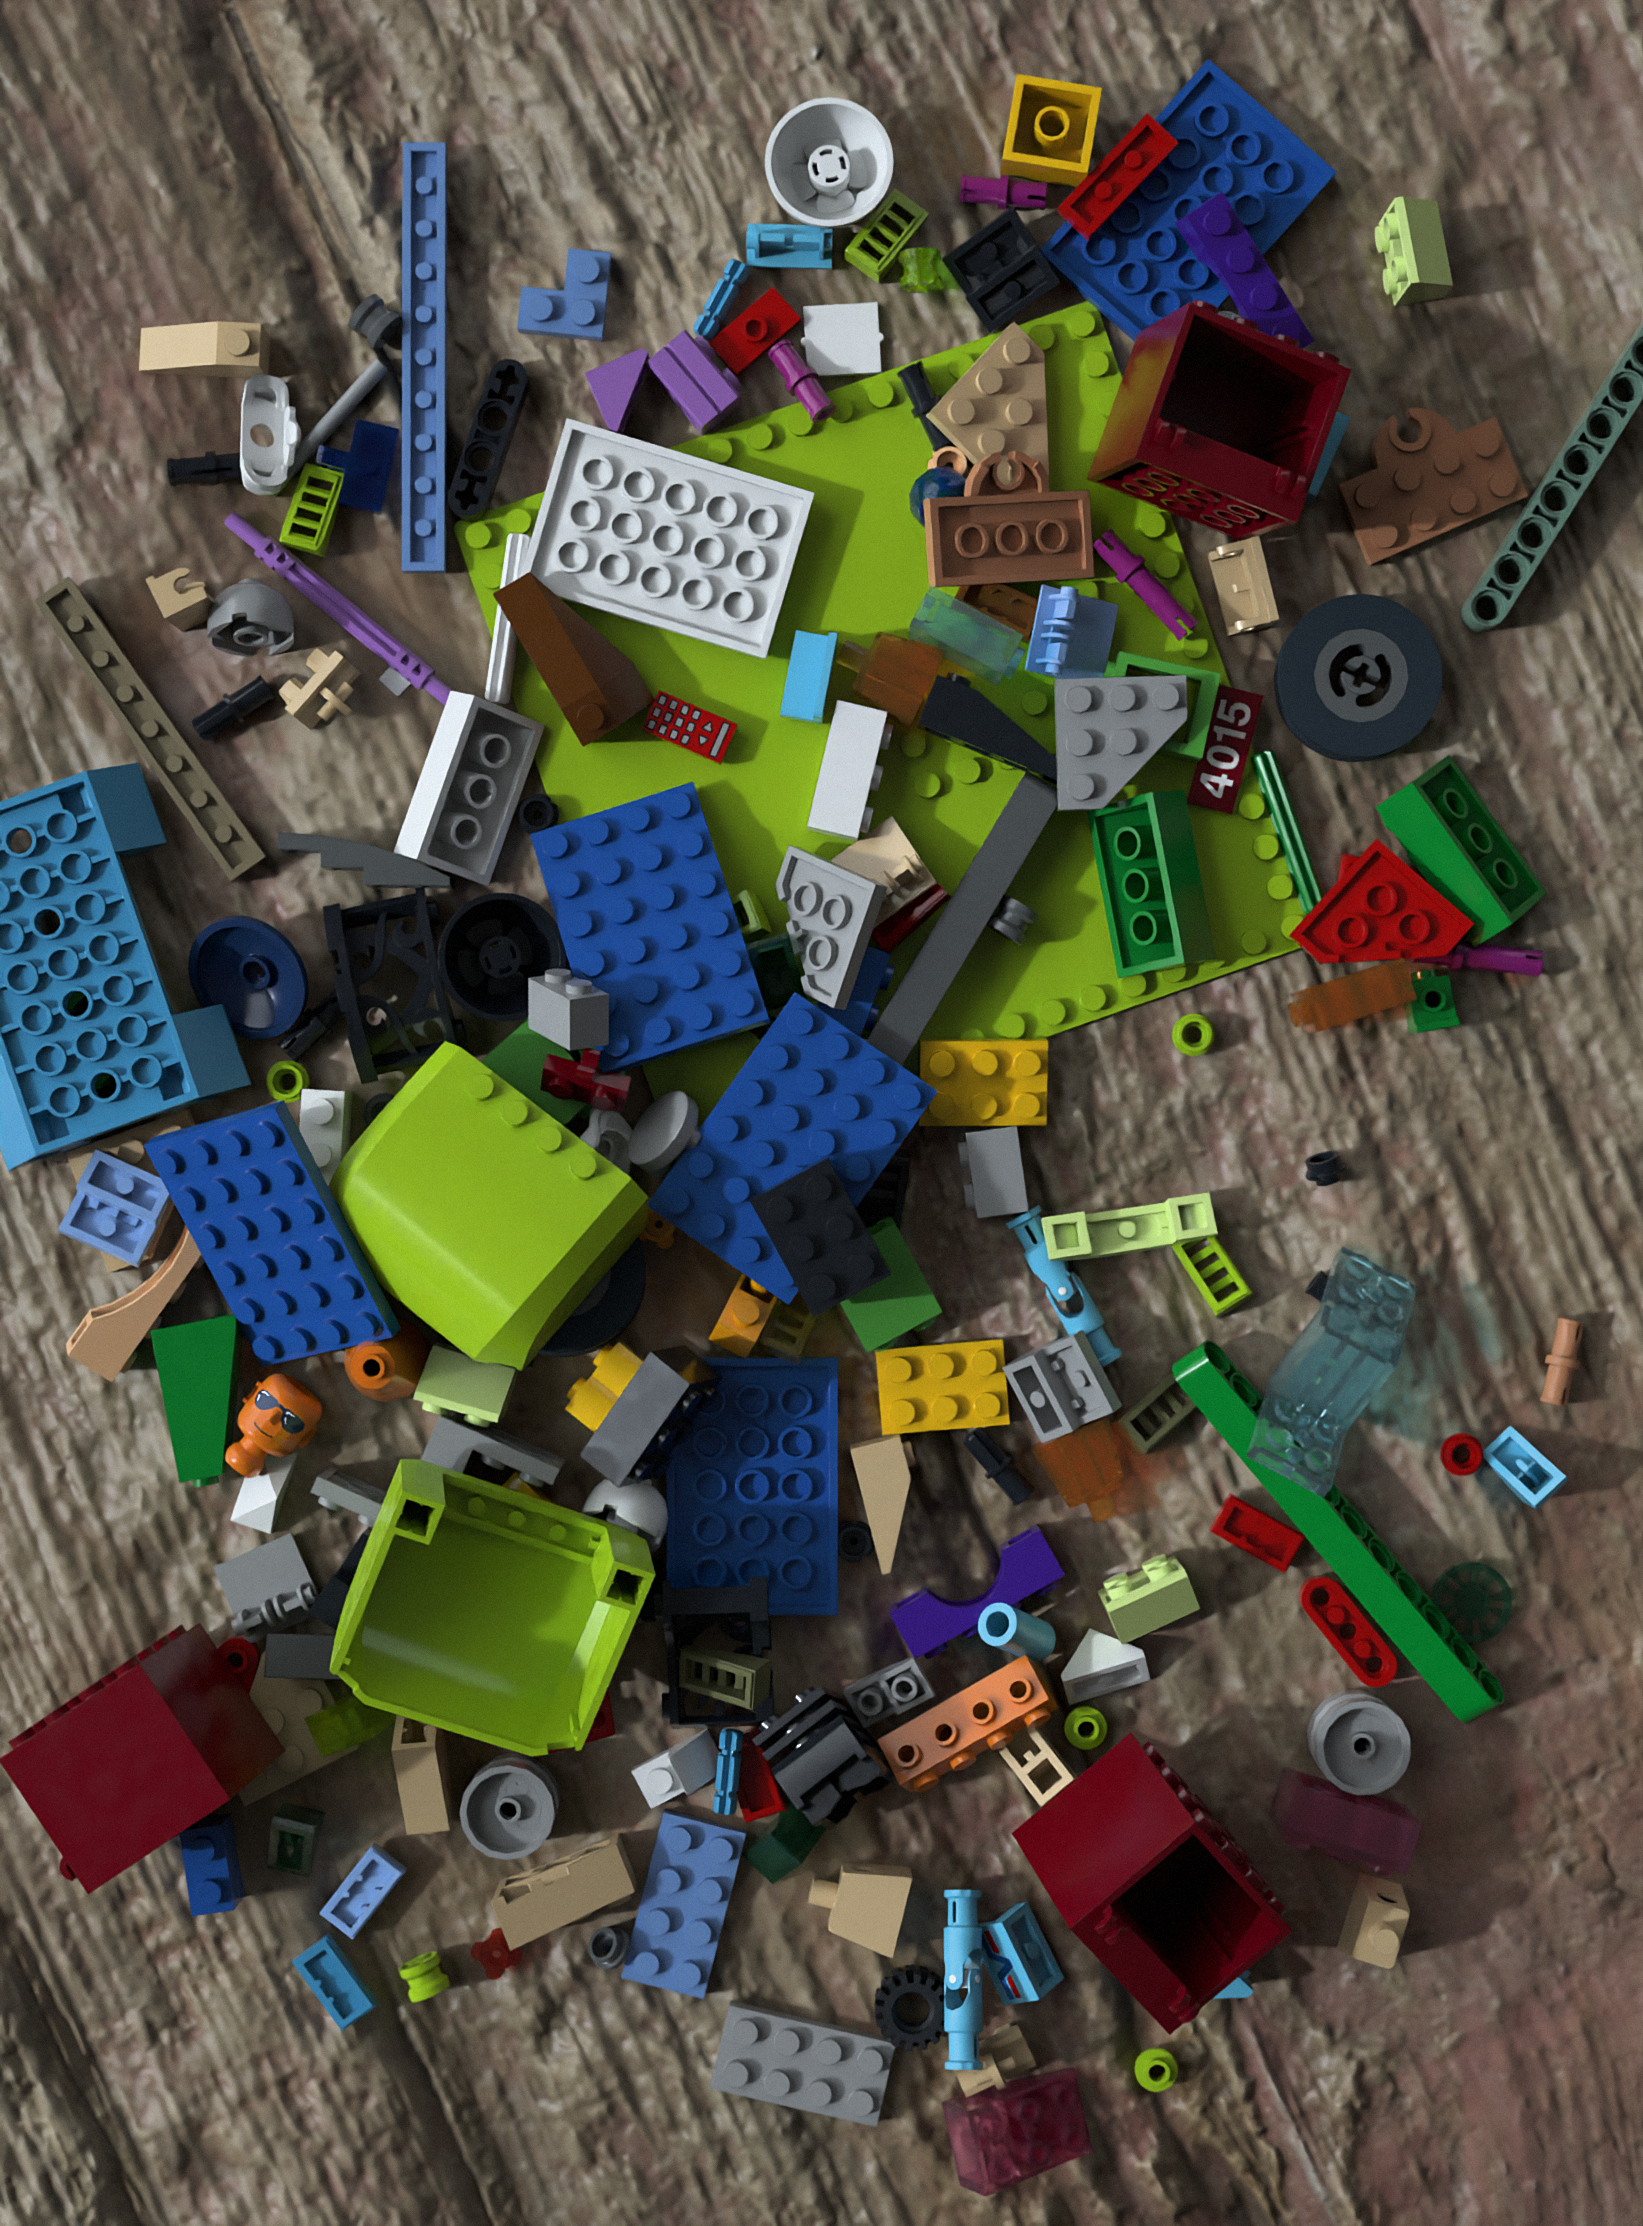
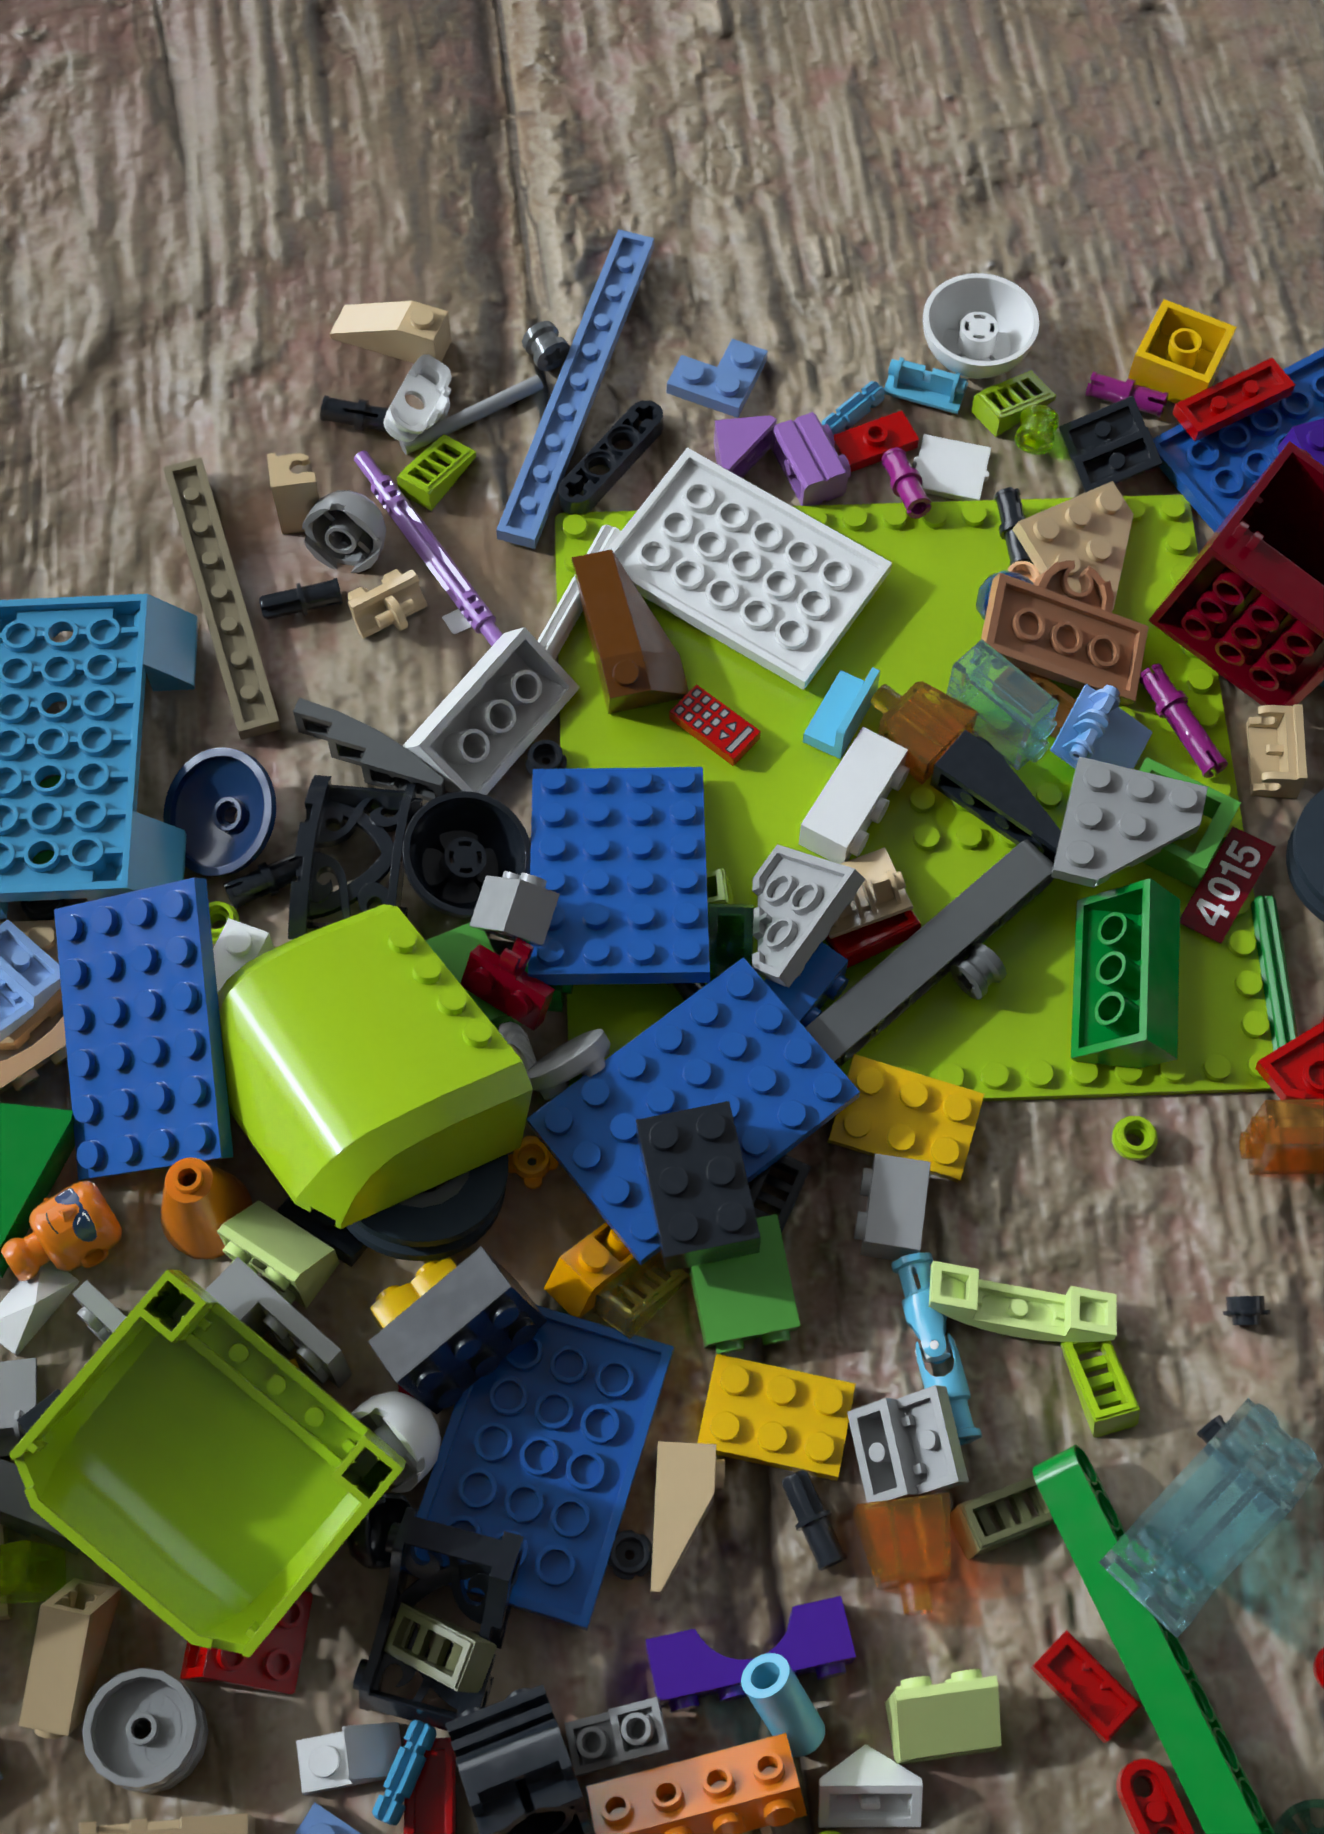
camera: 15 degrees right, 25 degrees down
(365, 466) = (495, 448): clear blue plate -> none

